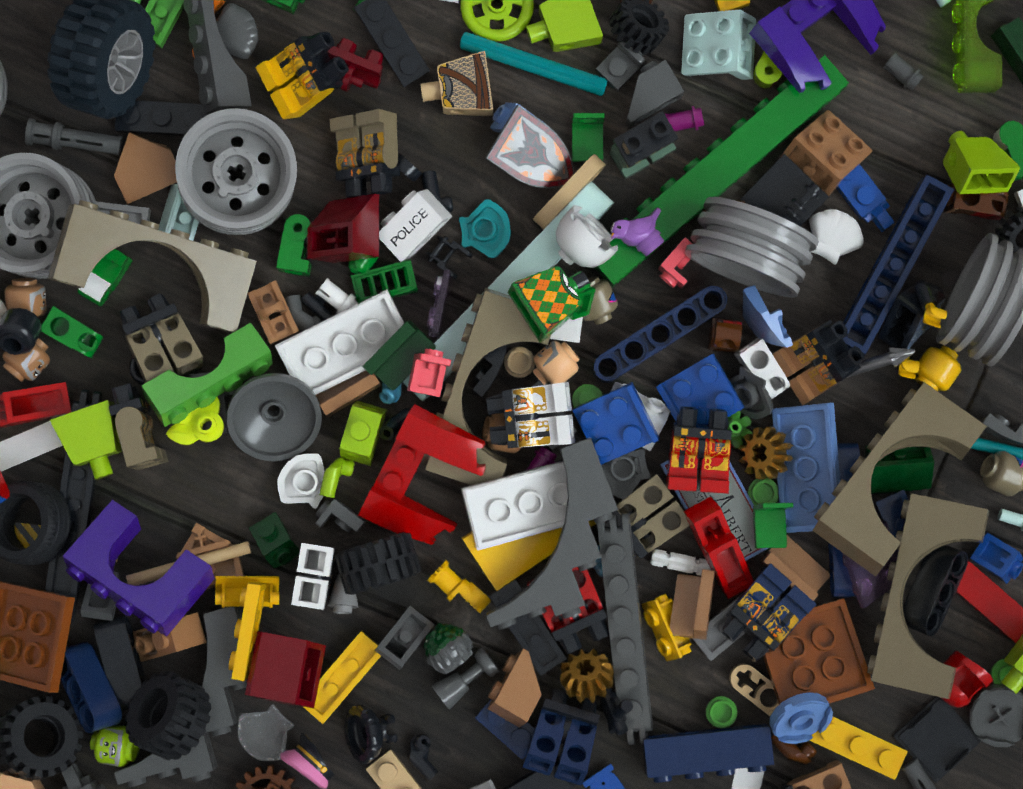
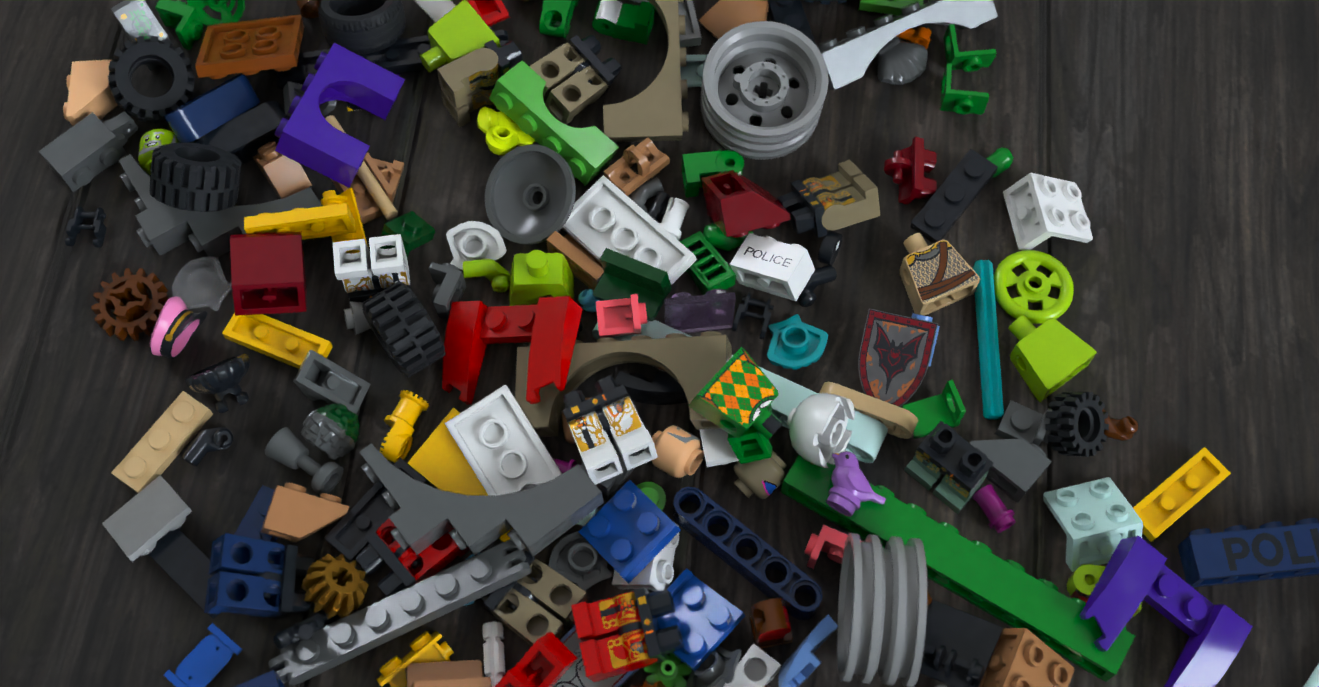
camera: 75 degrees right, 20 degrees down
(302, 74) = (882, 122): hips -> none
(519, 362) = (664, 415): tan plate -> none

